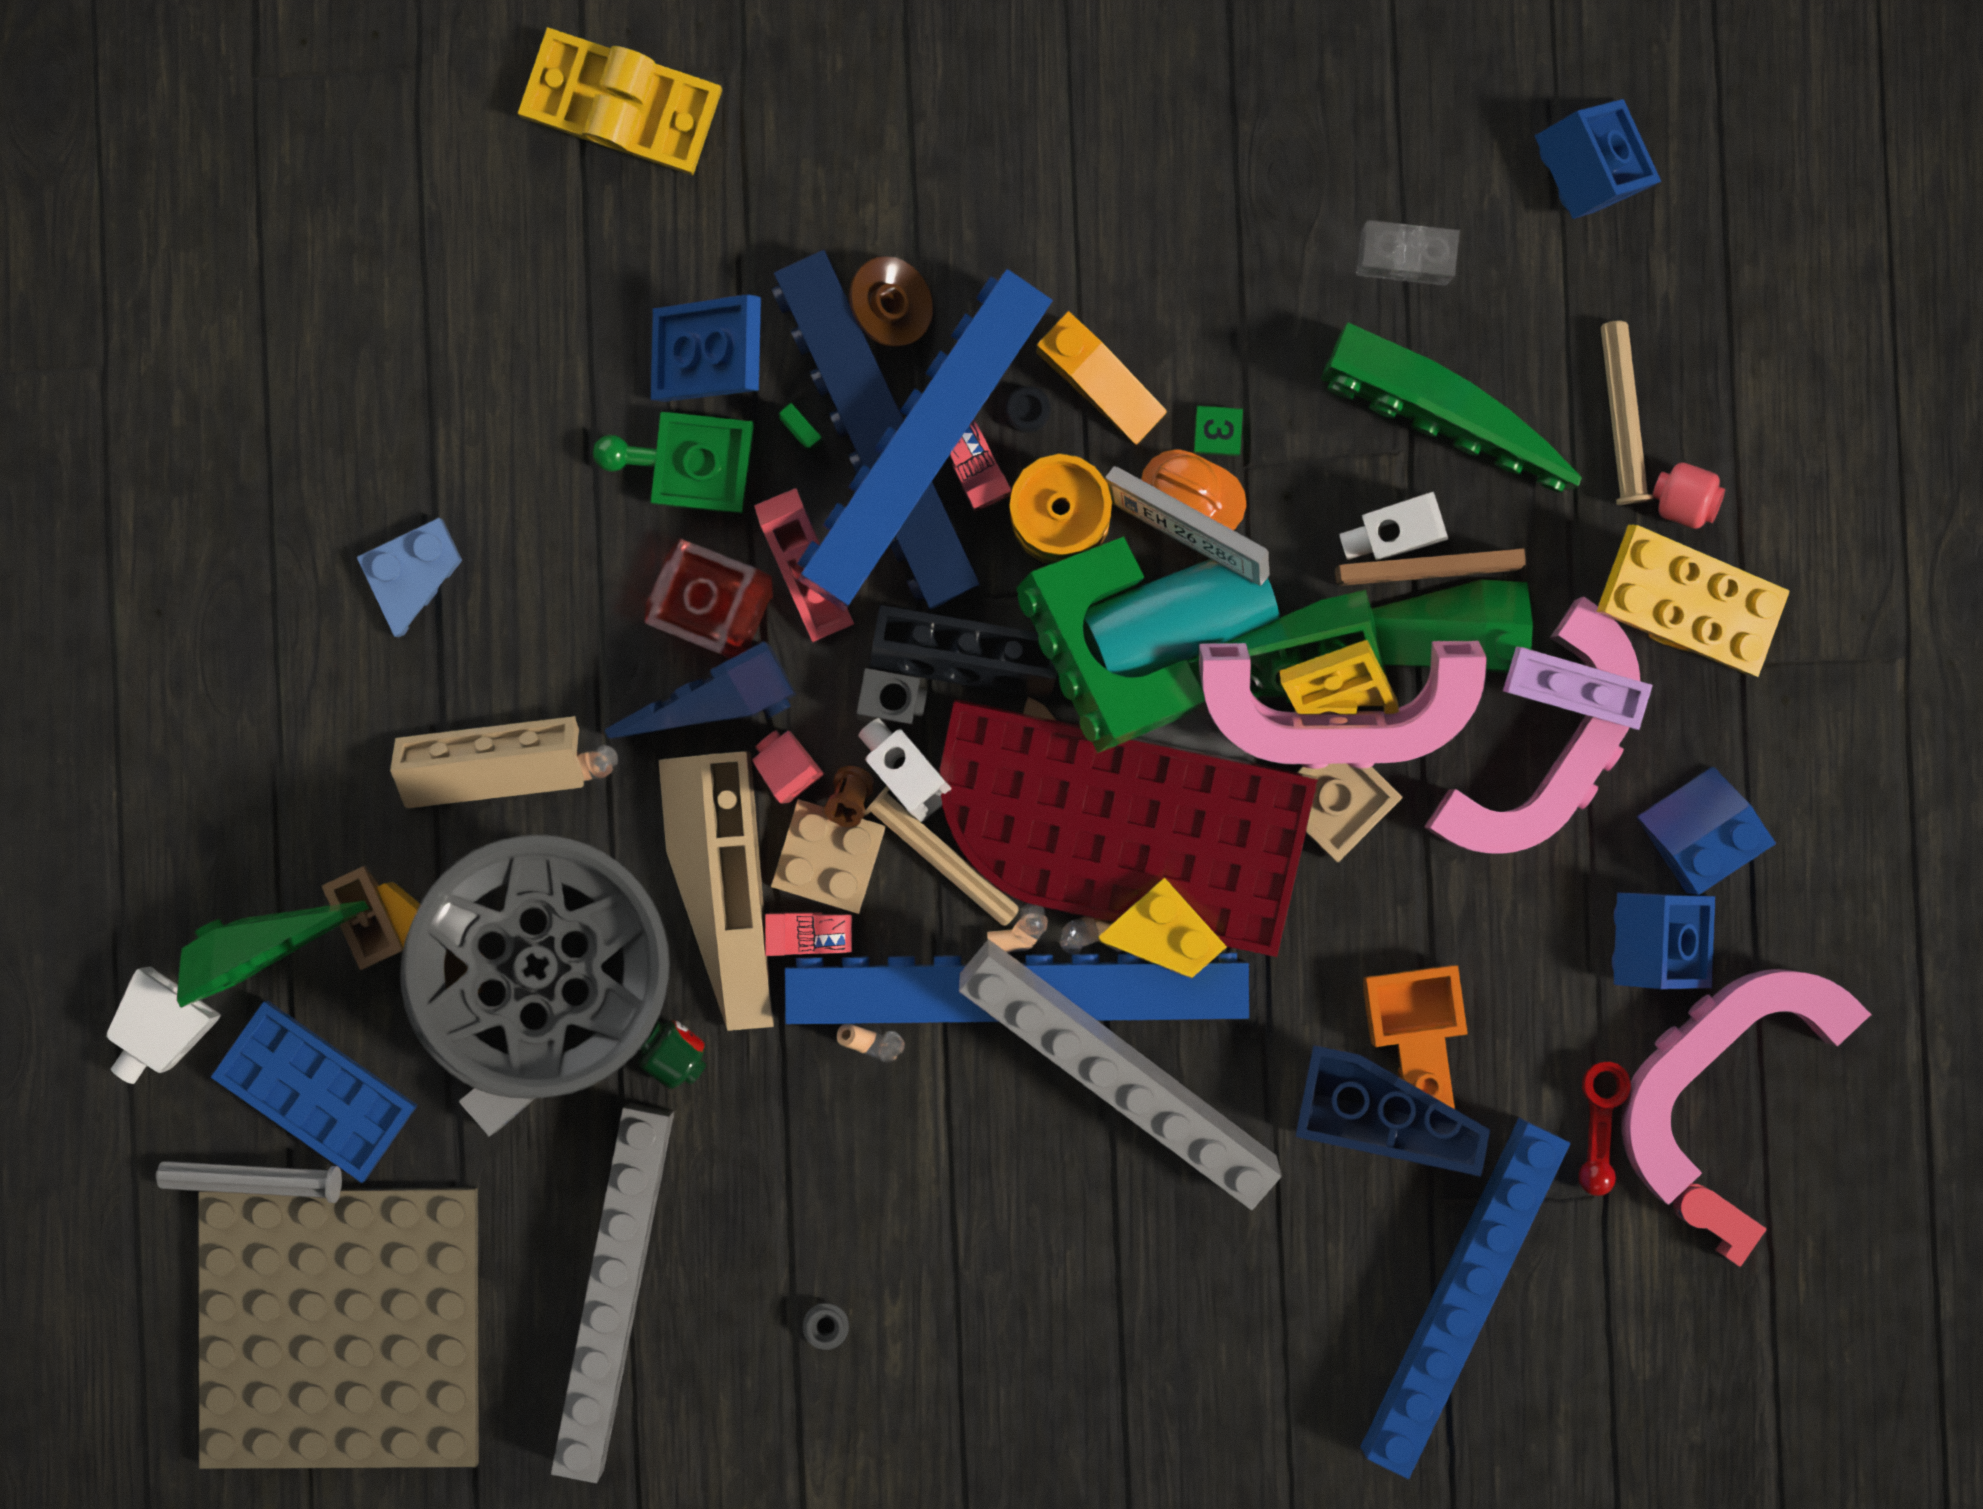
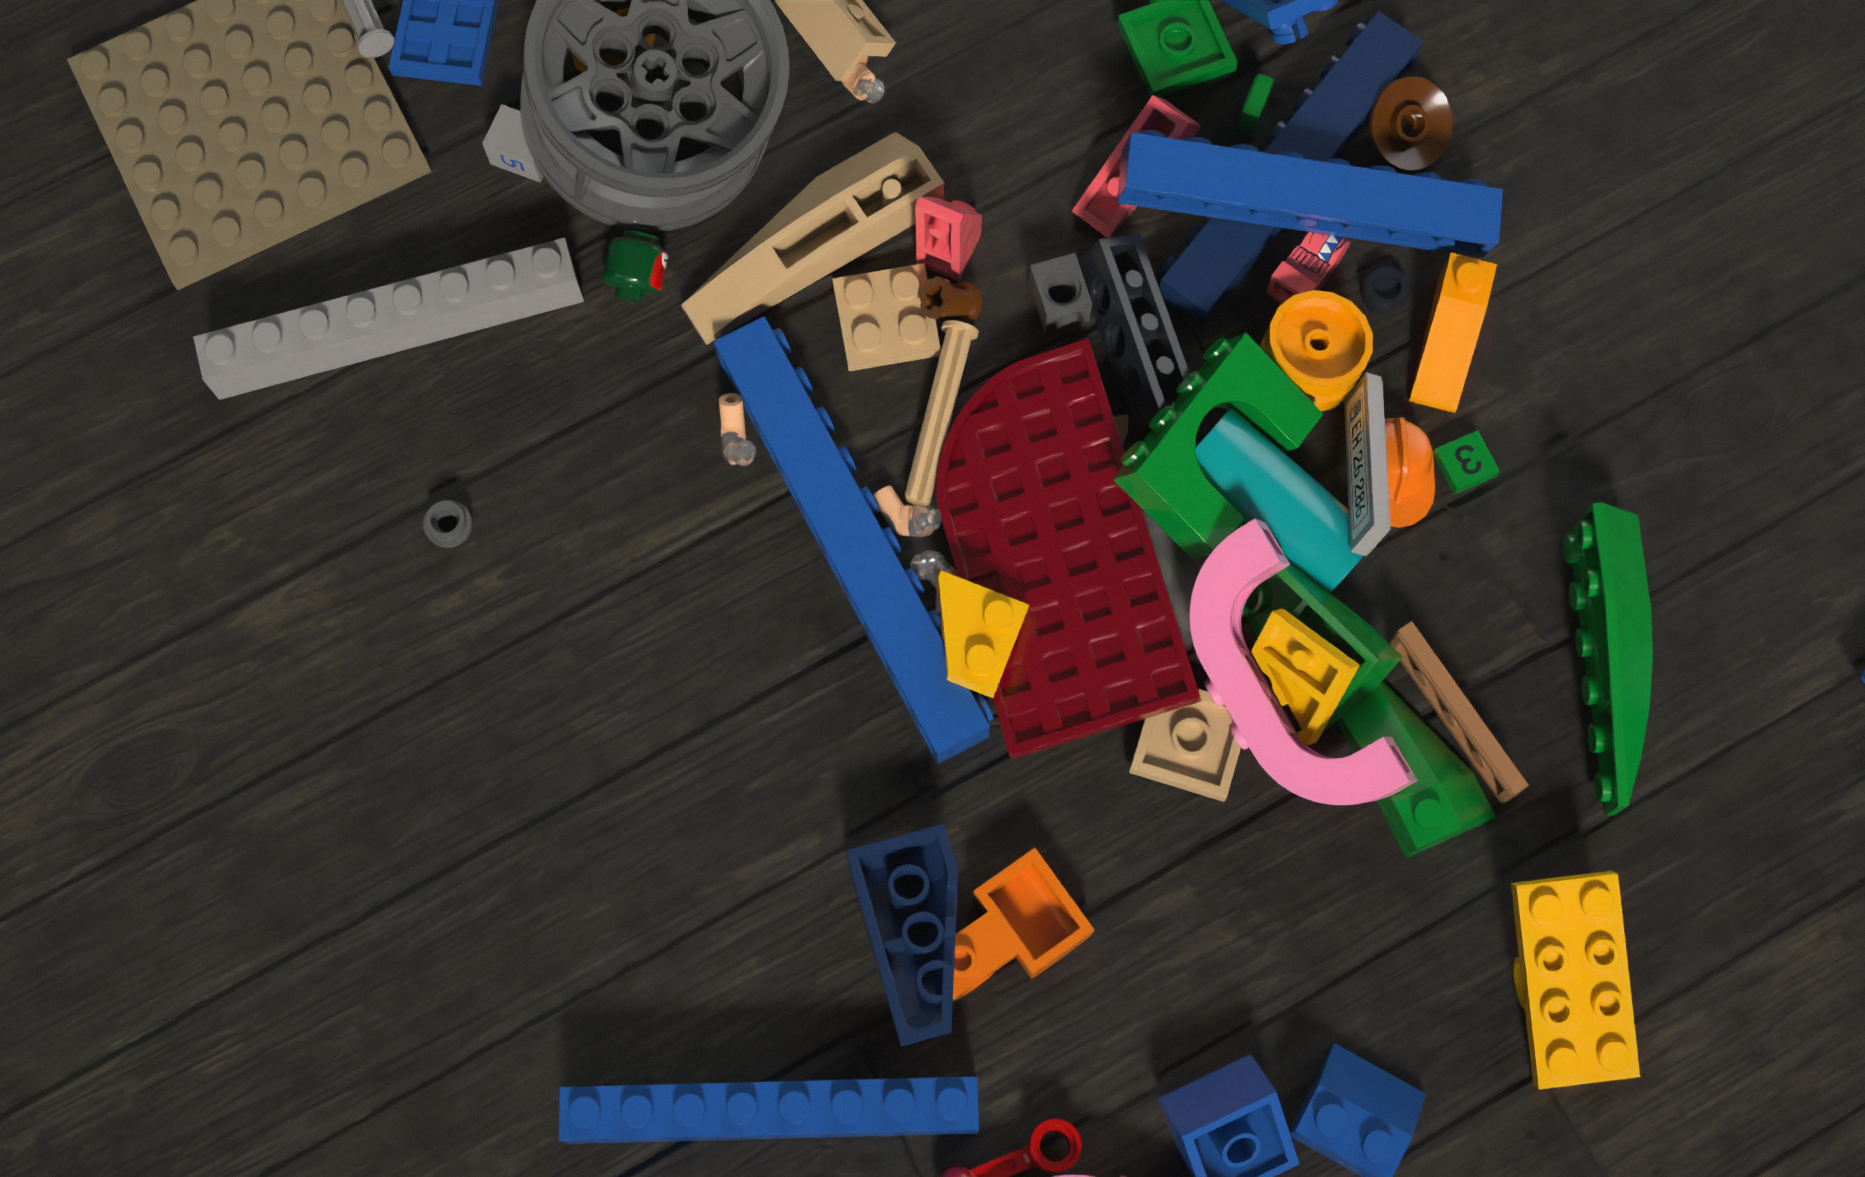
camera: 60 degrees right, 15 degrees down
(708, 599) = (1061, 106): clear red slope -> none
(736, 690) = (995, 155): dark blue wedge -> none
(807, 933) = (804, 326): coral leg -> none
(916, 781) = (999, 334): white torso -> none
(1119, 1074) = (820, 656): light grey brick -> none
(1407, 252) = (1732, 542): clear brick -> none
(1418, 524) = (1480, 661): white torso -> none
(1569, 783) = (1239, 899): bright pink arch -> none
(1577, 687) = (1429, 898): lavender plate -> none
(1624, 414) = (1707, 826): tan axle -> none
(1689, 495) = (1672, 925): coral head -> none

